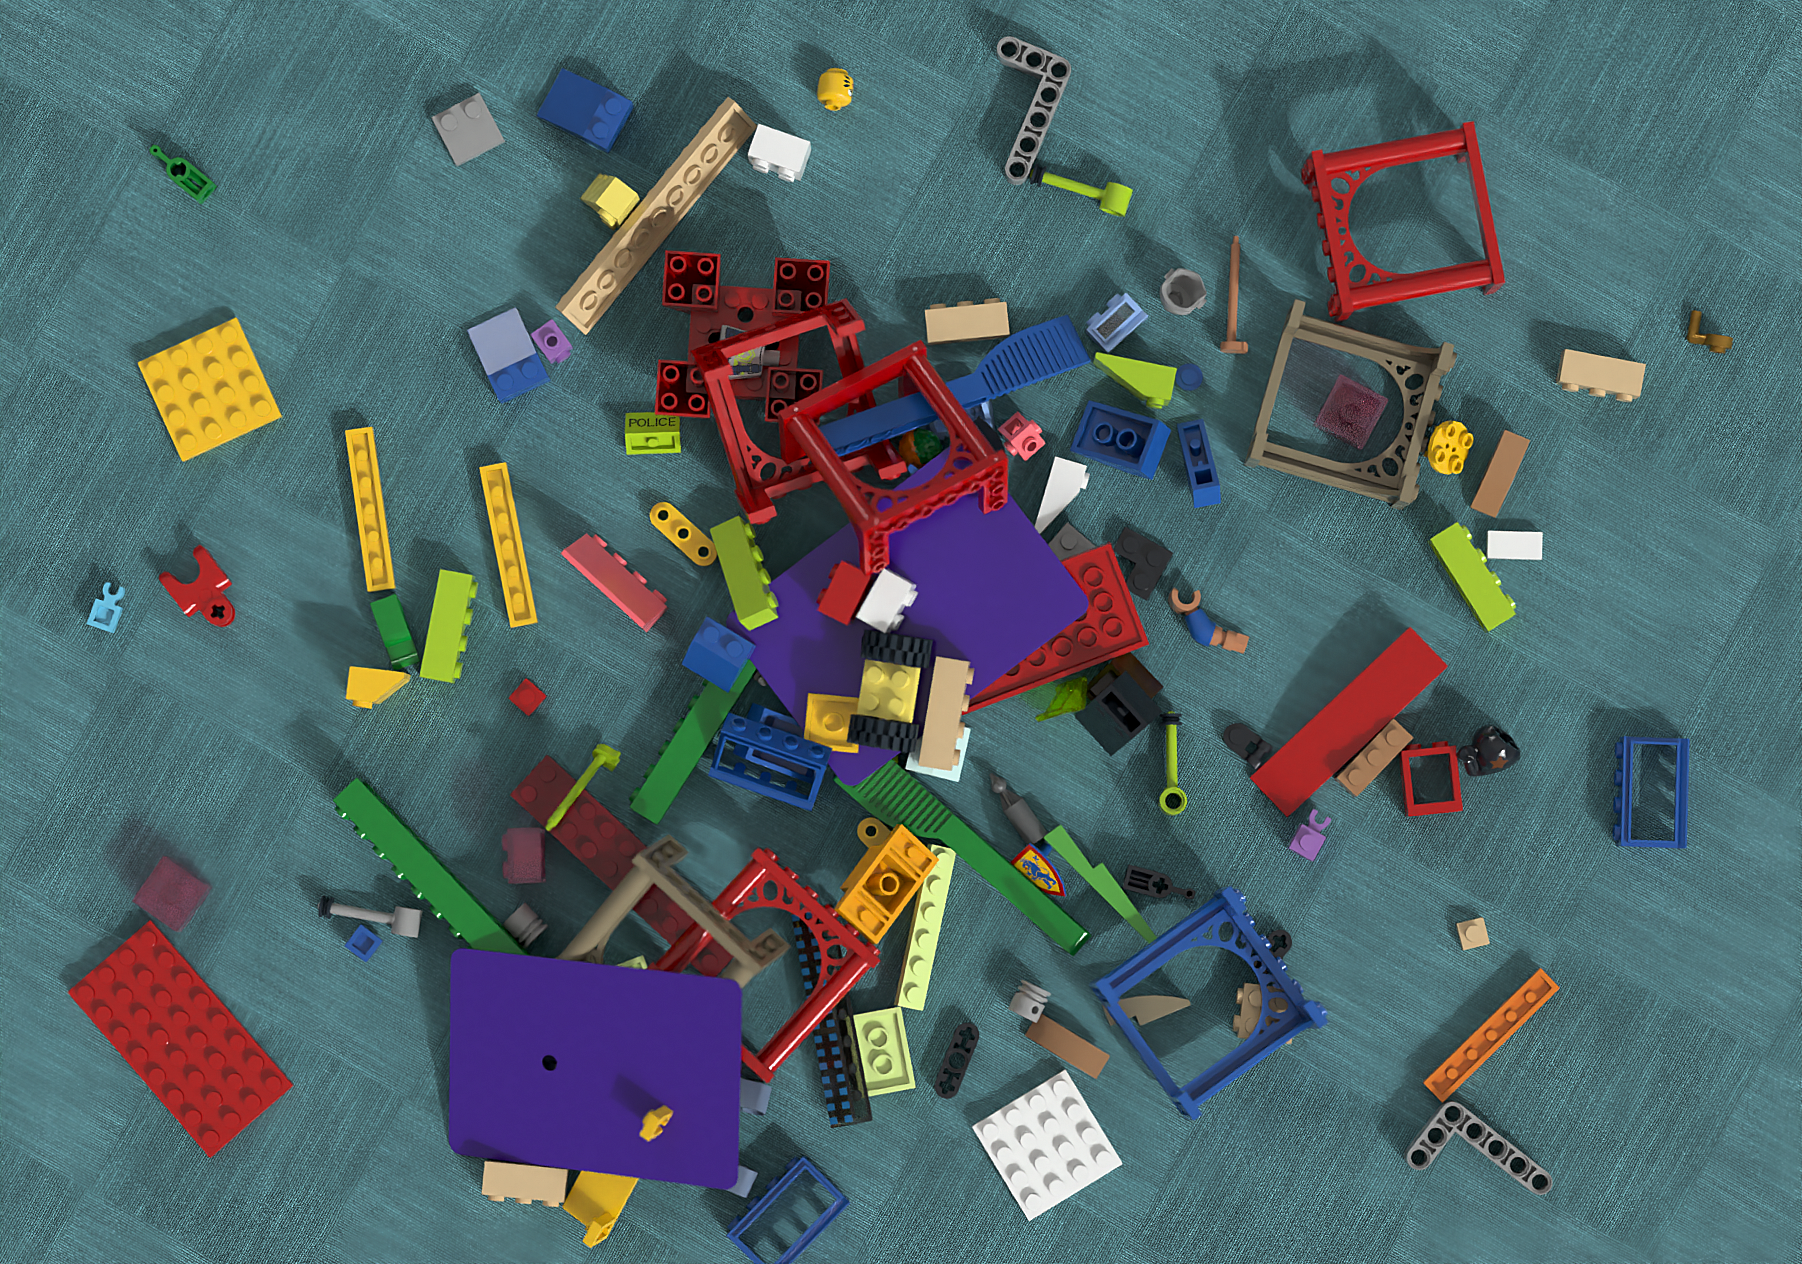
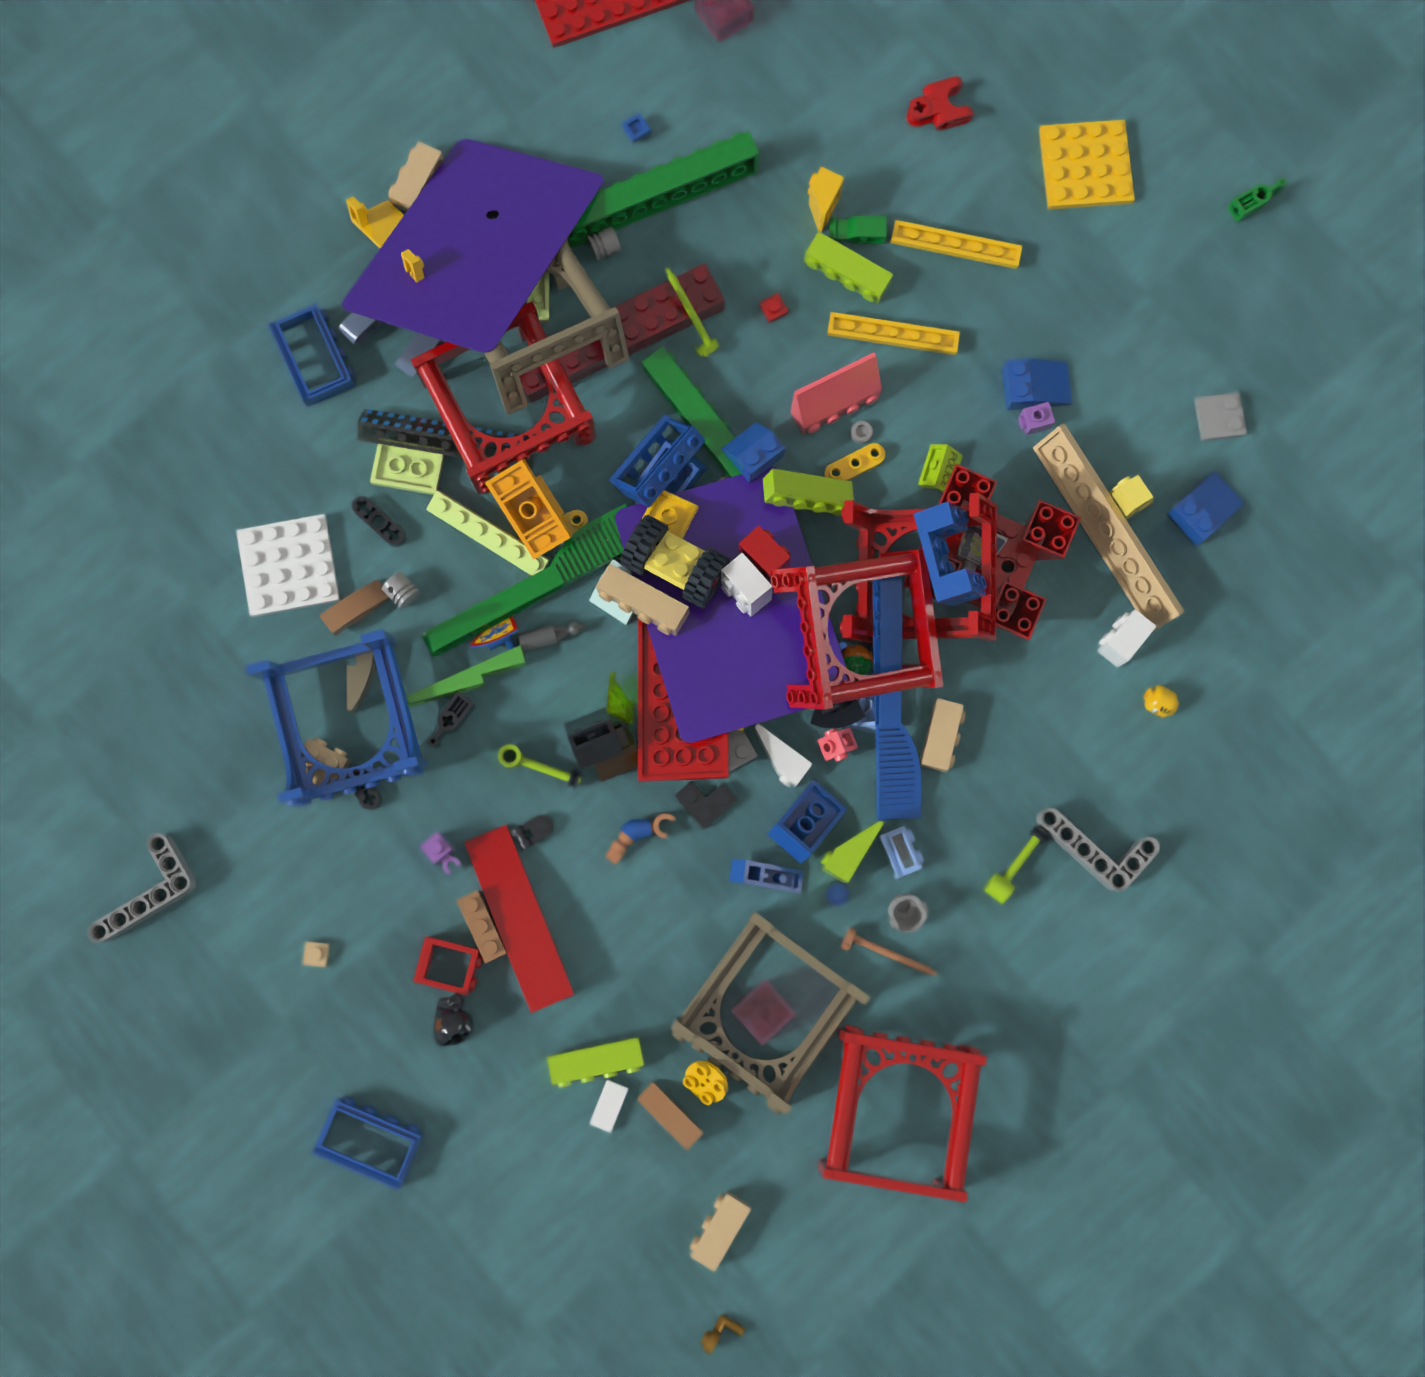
camera: 105 degrees right, 5 degrees down
(106, 613) = (947, 35): medium azure plate -> none
(403, 922) = (641, 160): light grey piece -> none
(525, 855) = (653, 256): clear pink brick -> none
(641, 540) = (861, 432): none -> light grey tile
(774, 400) = (933, 526): none -> blue plate
(1490, 1035) = (231, 938): orange plate -> none

